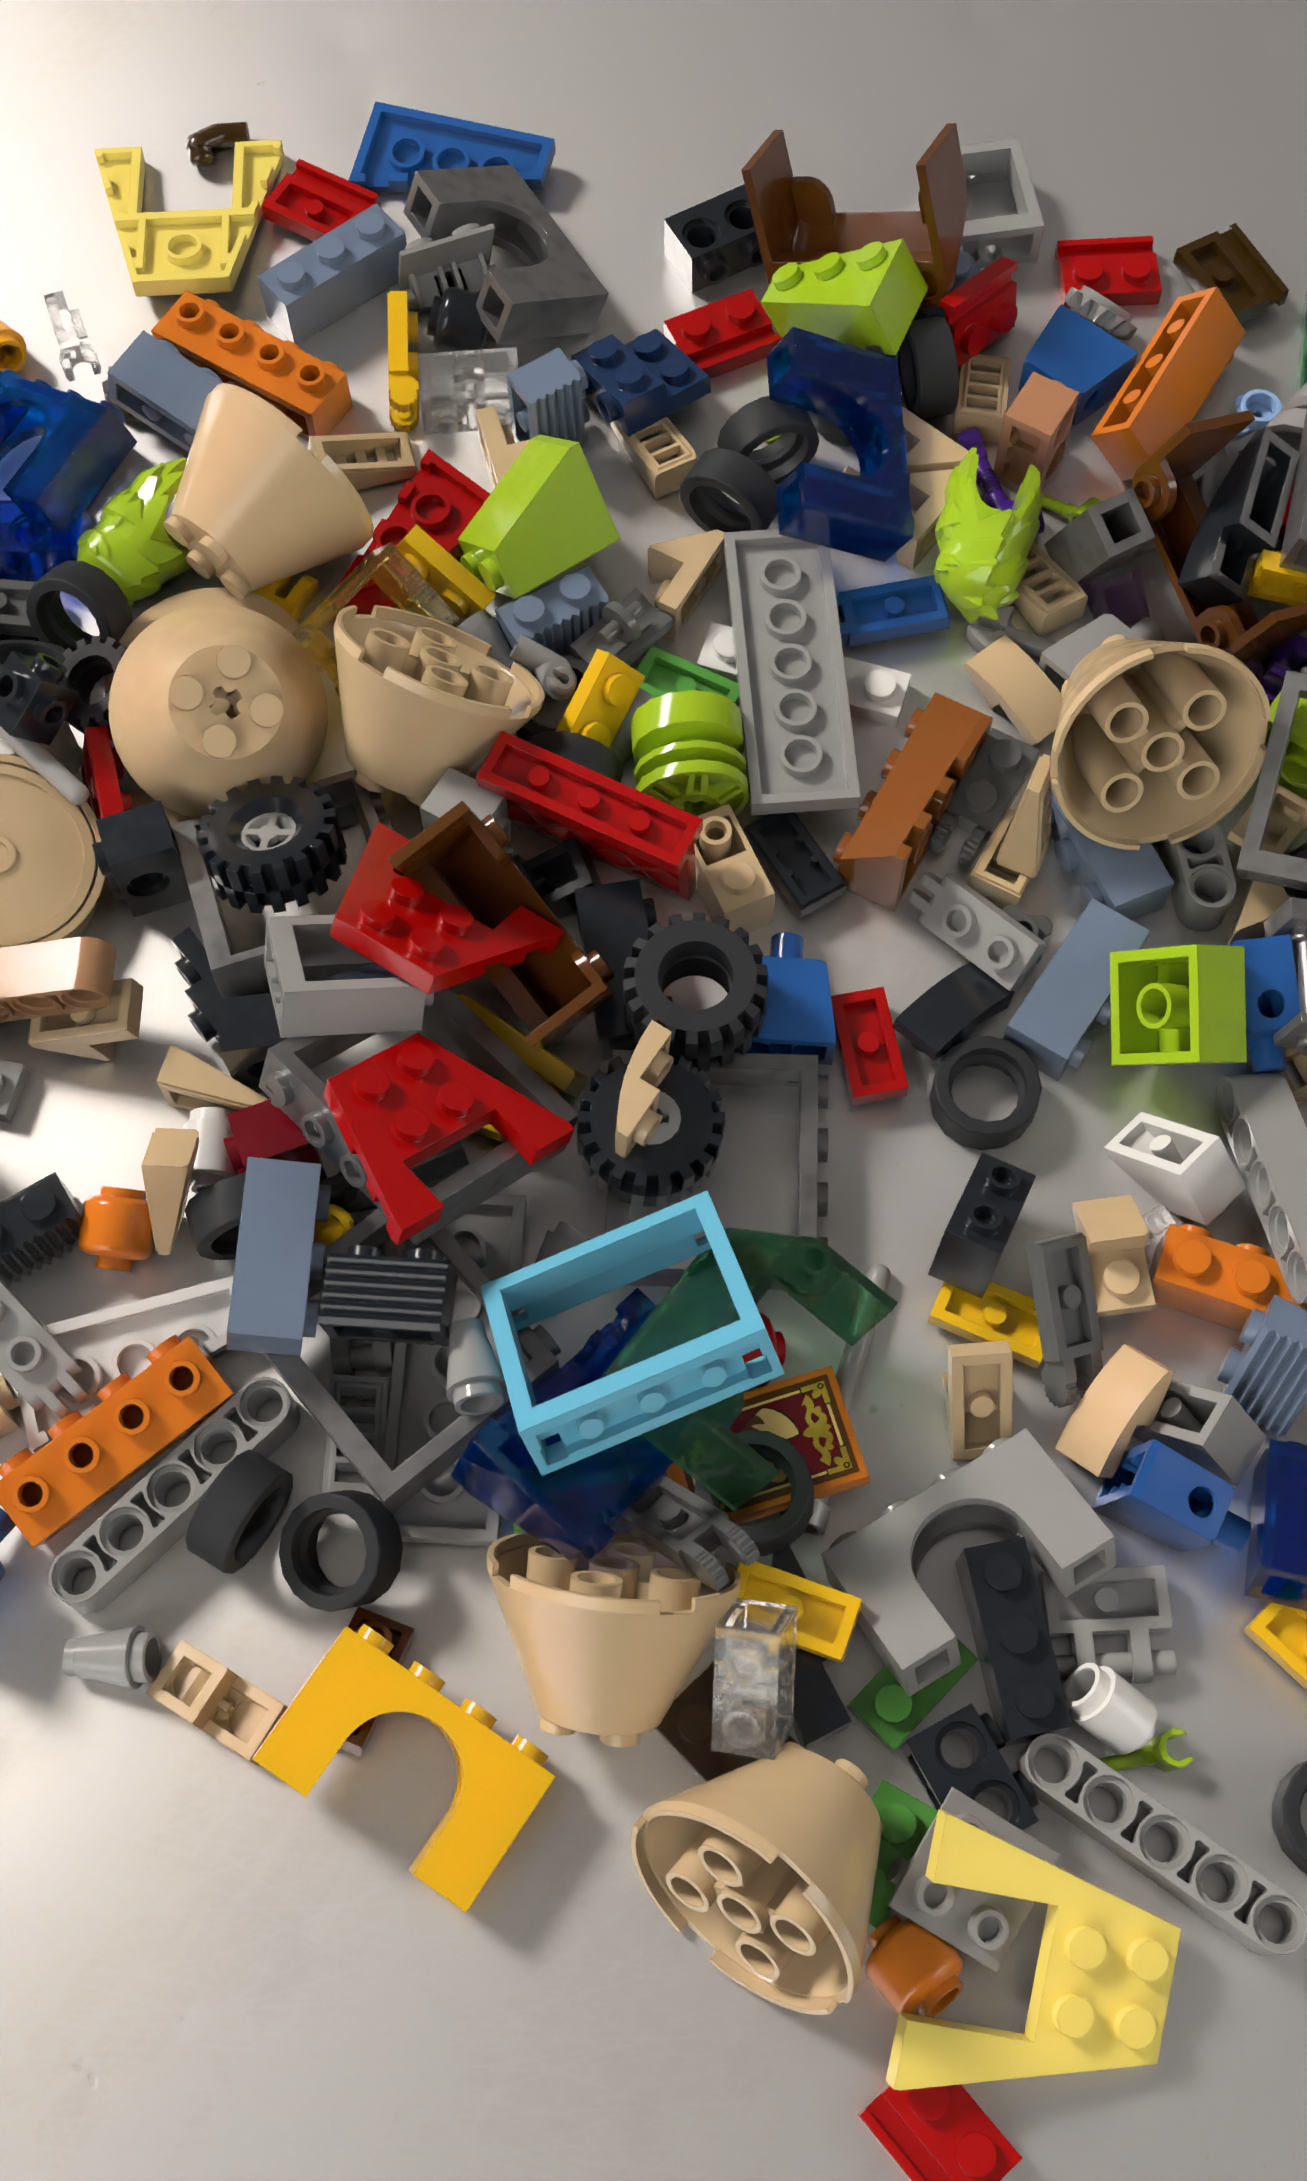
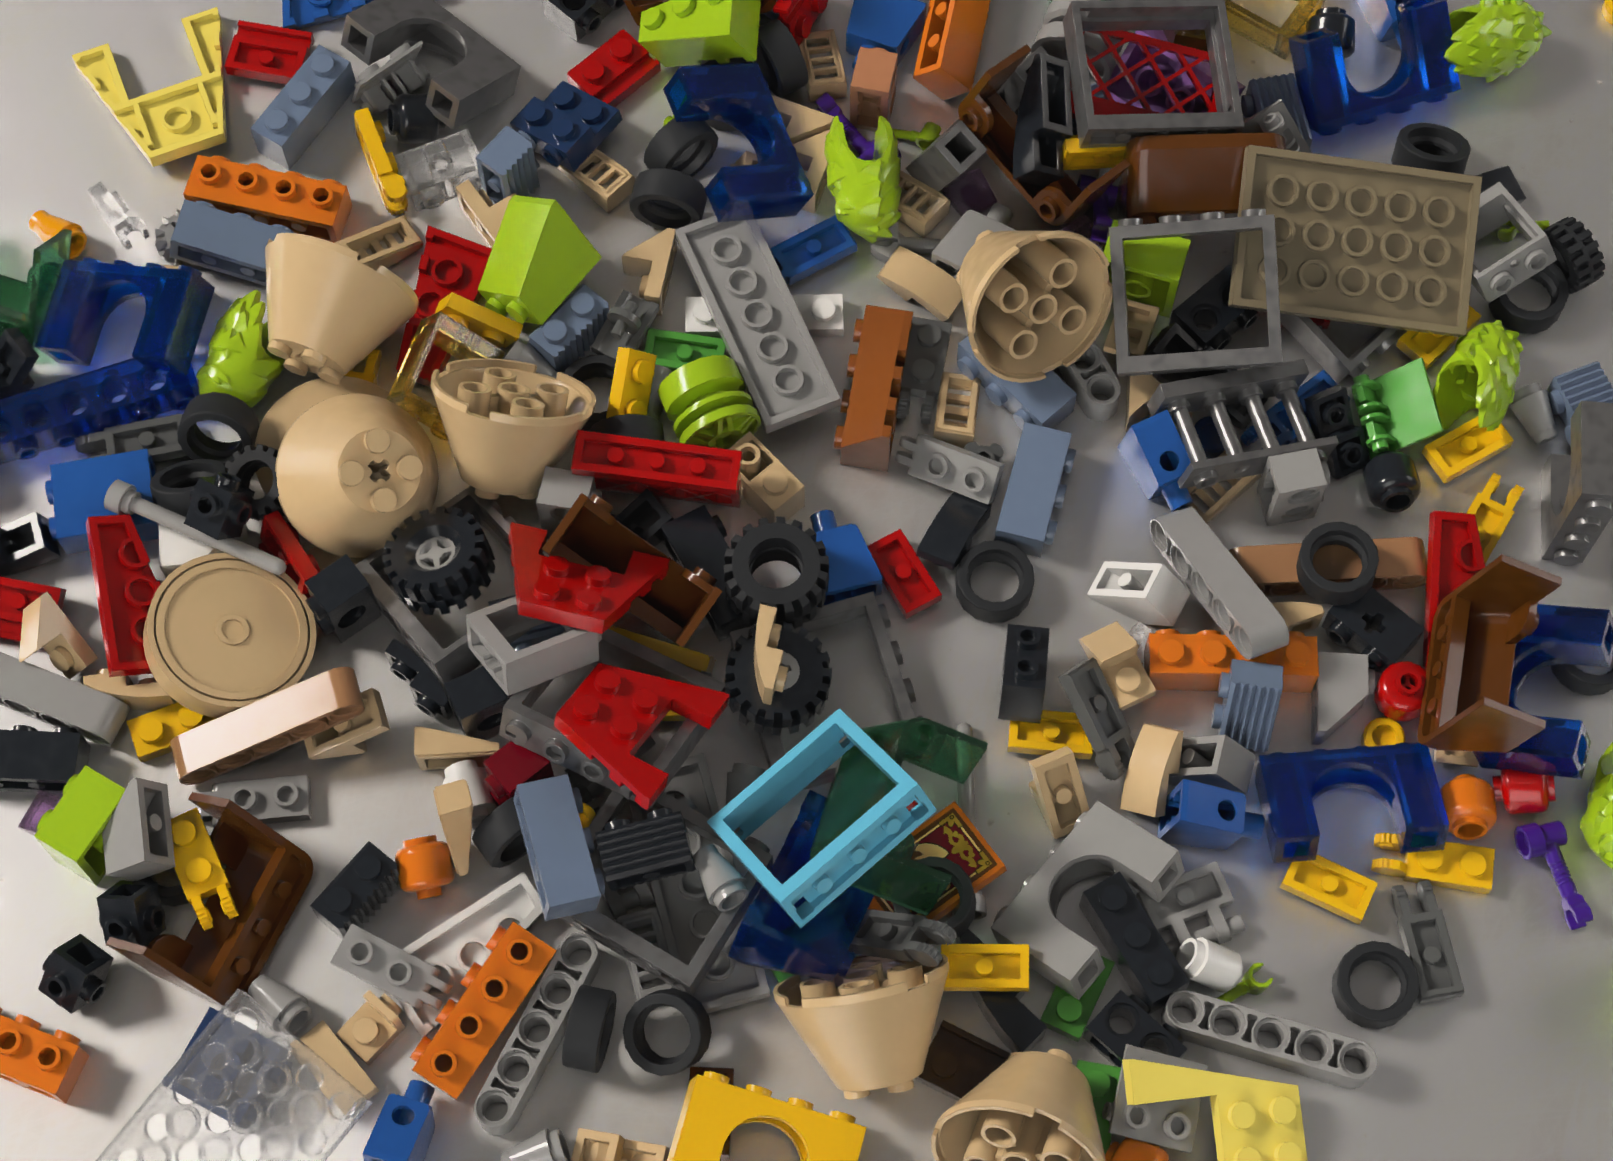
camera: 20 degrees left, 0 degrees up
(214, 137) = (162, 18): dark brown arm -> none
(549, 668) = (583, 369): light grey arm -> none
(754, 1678) = (977, 1017): clear brick -> none
(795, 862) = (807, 457): black plate -> none
(1031, 825) = (964, 383): tan slope -> none
(1178, 1005) = (1107, 482): lime brick -> none
(1263, 406) = (1024, 14): light blue plate -> none

